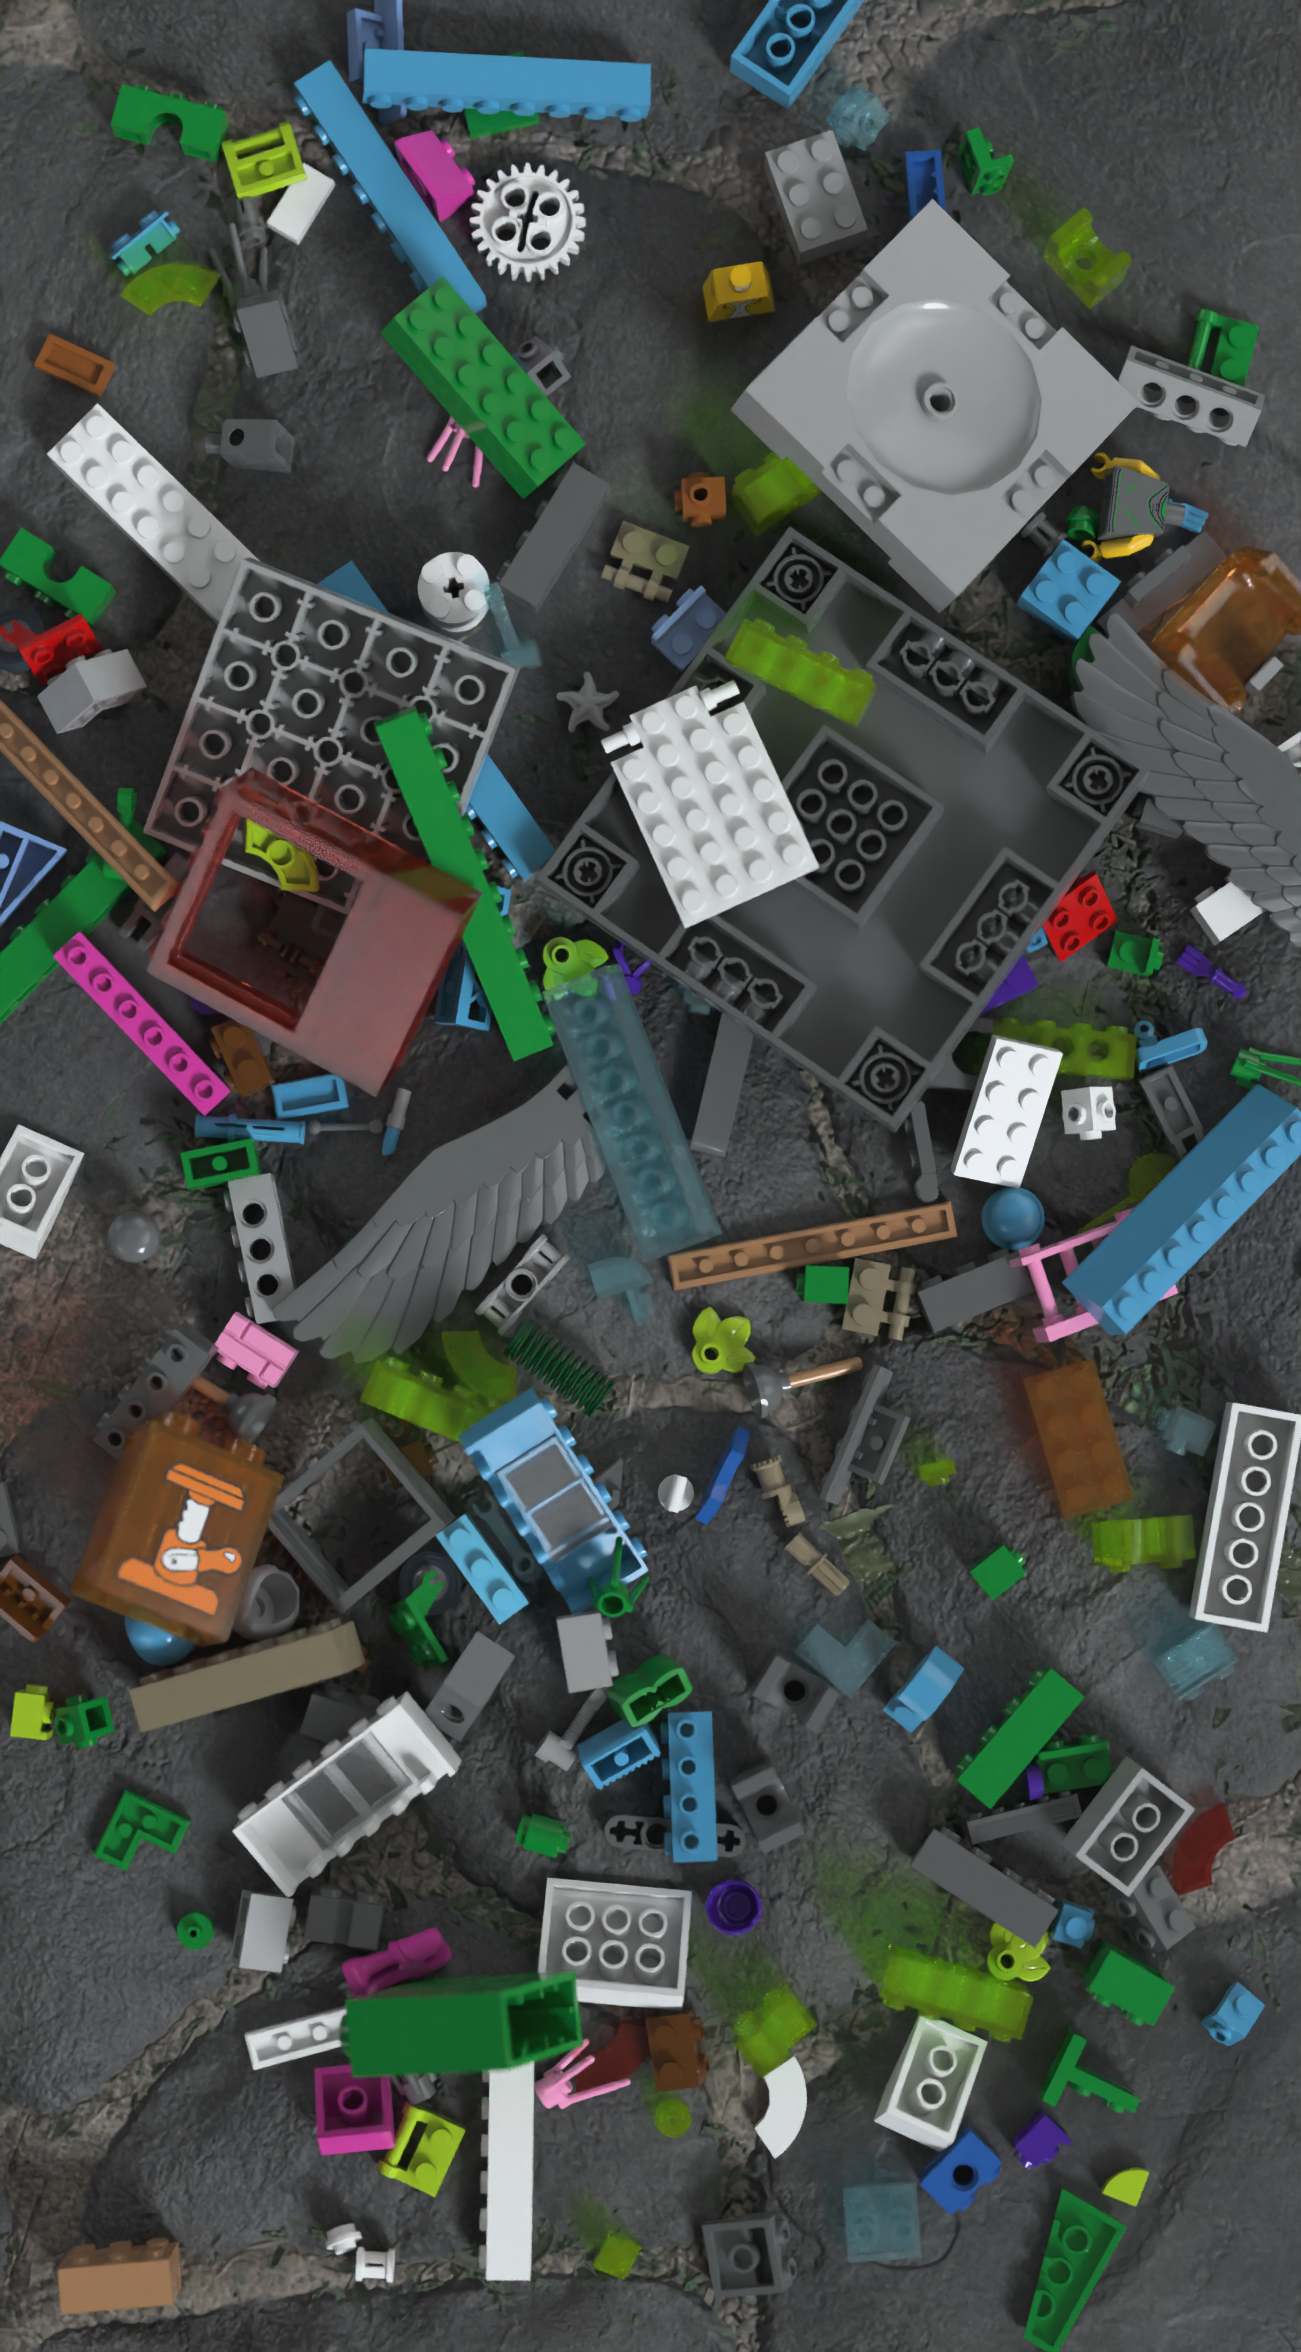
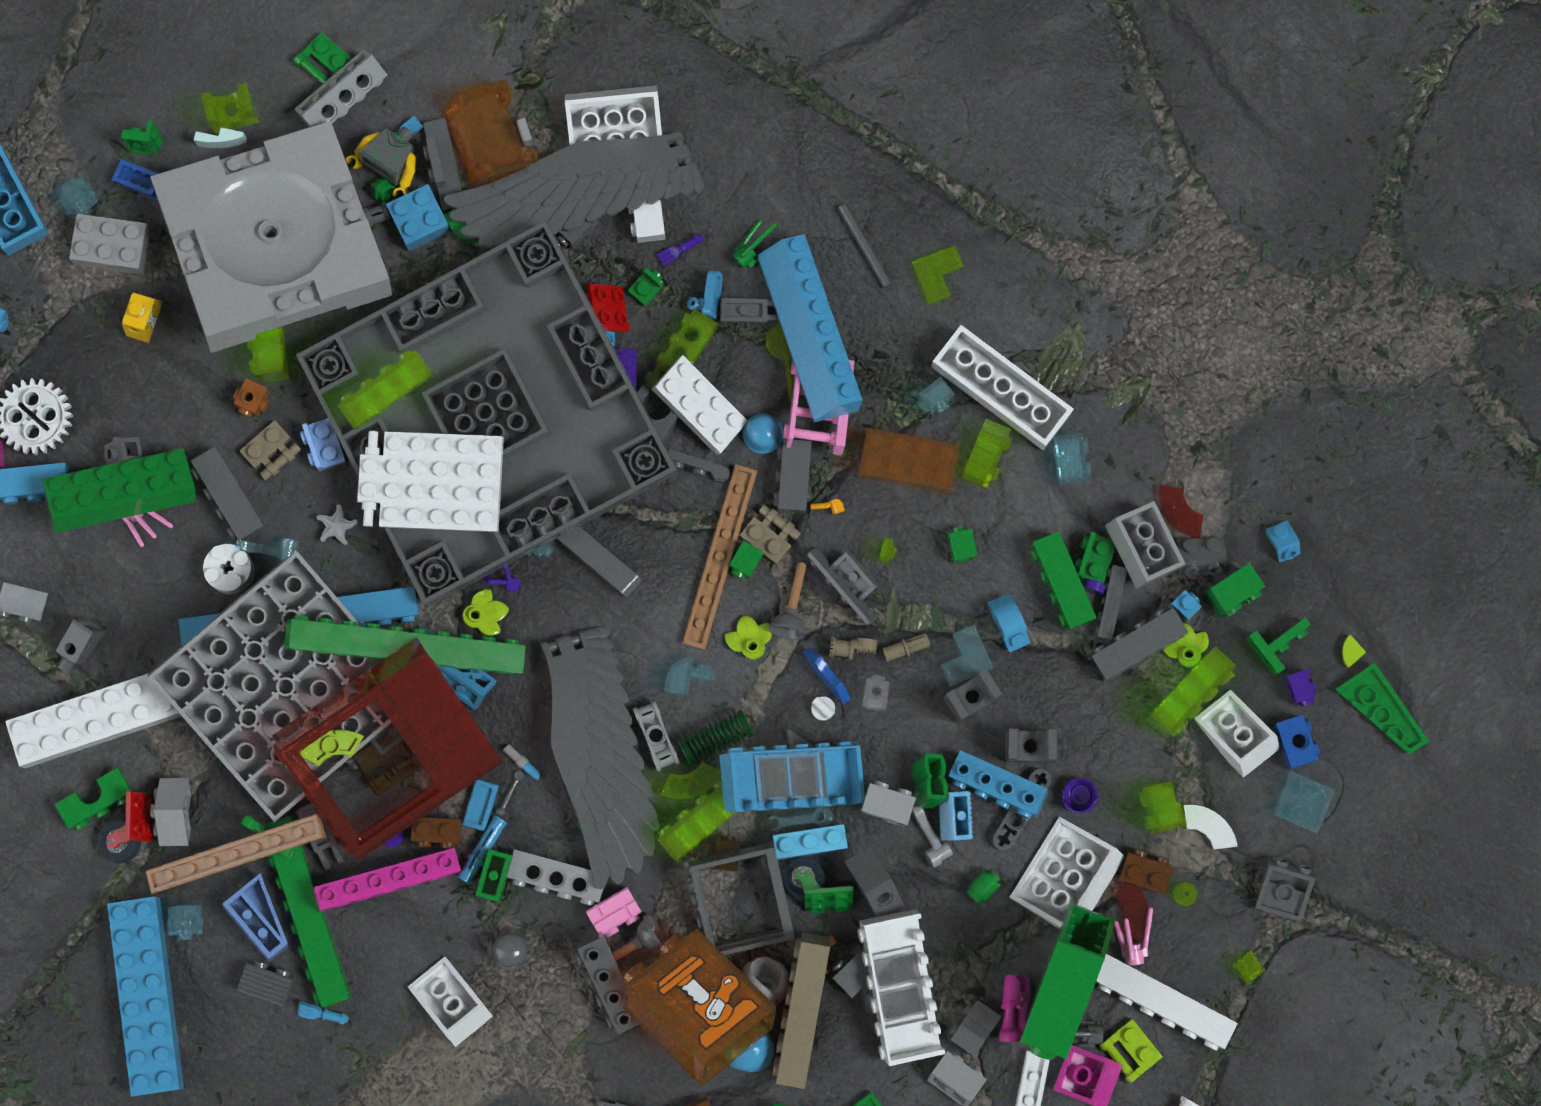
camera: 65 degrees left, 5 degrees down
(613, 1594) = (864, 771): green plant -> none
(631, 1112) = (588, 620): clear light blue slope -> none
(718, 1551) = (875, 702): none -> clear brick
(964, 1368) = (835, 505): none -> light orange hand
(1041, 275) = (226, 139): none -> light aqua slope
(1088, 1111) = (724, 358): white brick -> none

